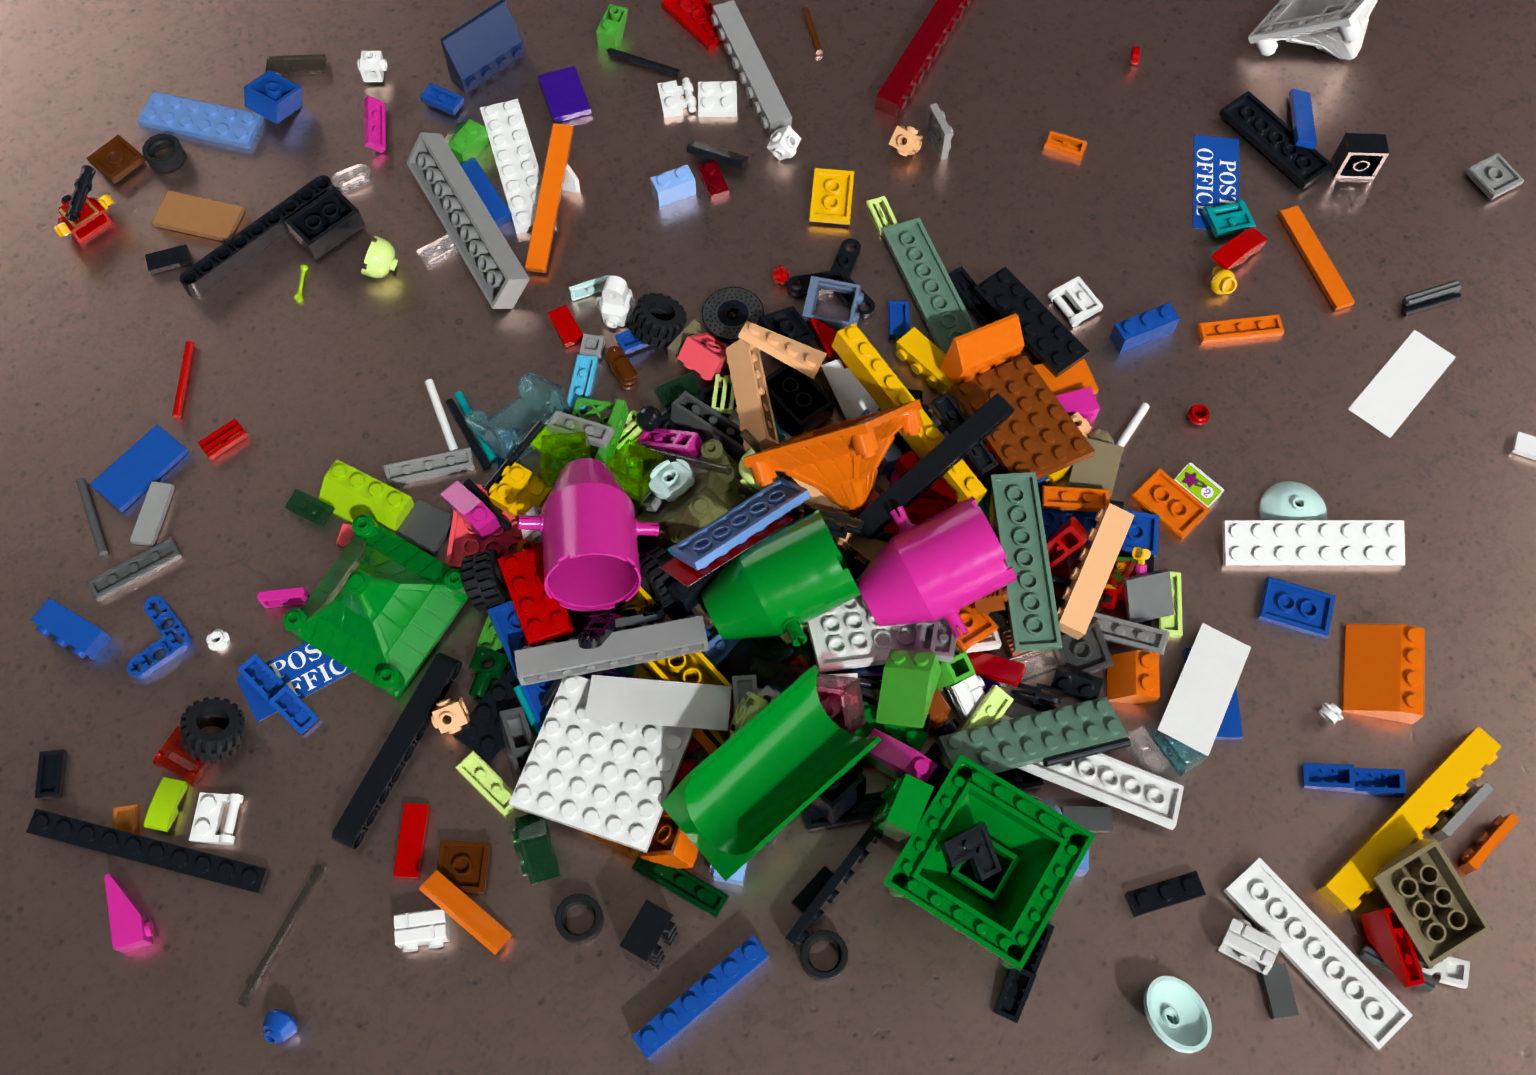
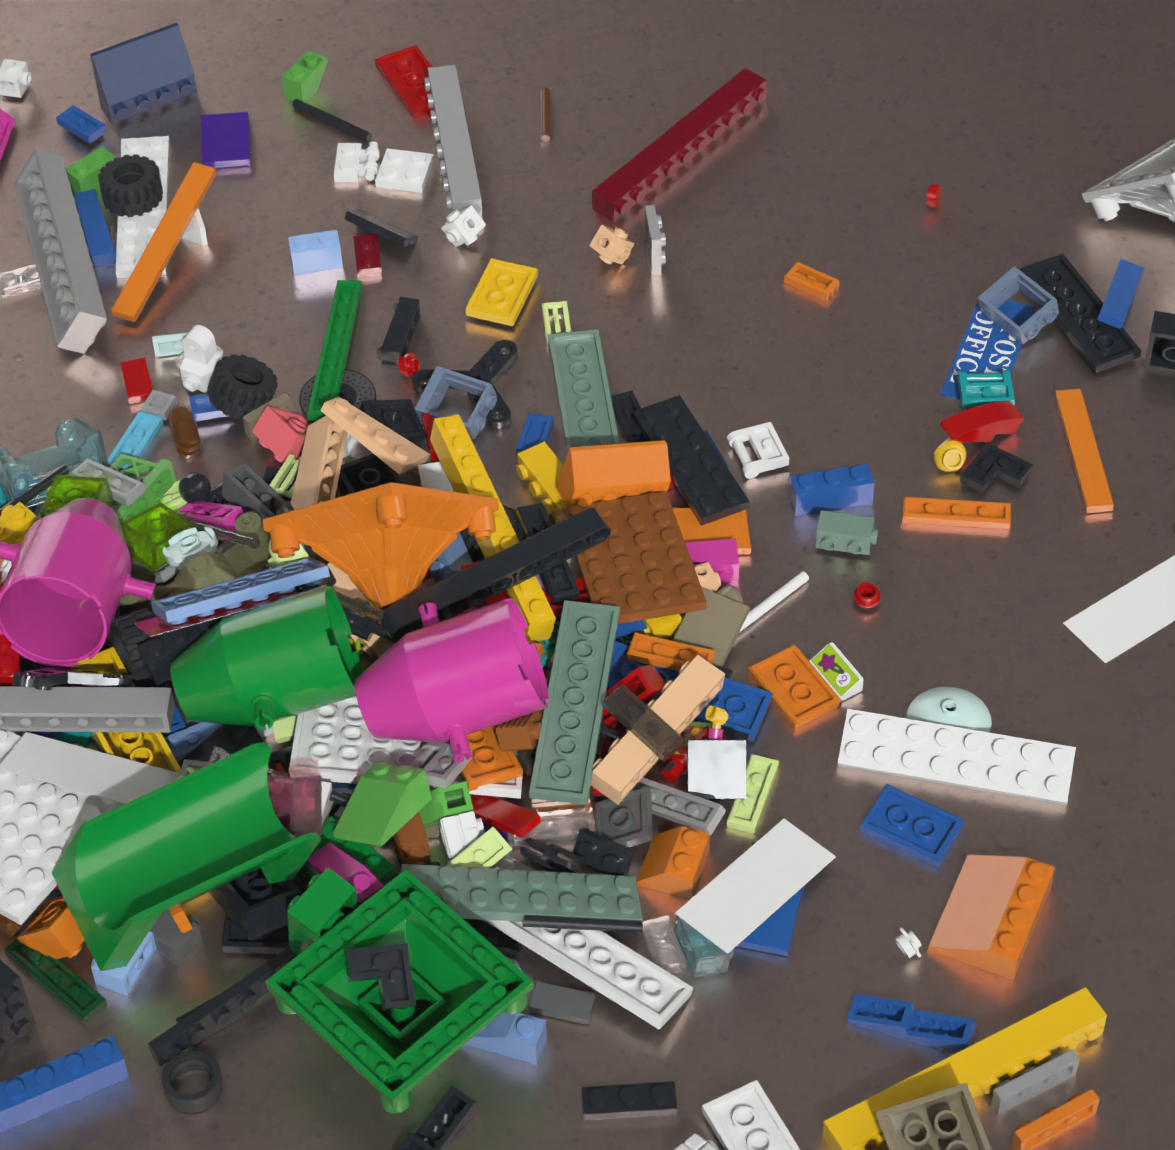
camera: 15 degrees right, 15 degrees down
(506, 139) = (130, 185): none -> black tyre
(672, 390) = (255, 460): clear green plate -> none
(718, 272) = (335, 346): none -> green tile
(764, 230) = (400, 332): none -> black container
(1087, 571) = (643, 722): none -> clear smoke tile
(1168, 364) = (846, 532): none -> sand green brick
(1241, 128) = (1005, 288): none -> sand blue window
(1258, 281) = (993, 463): none -> black plate

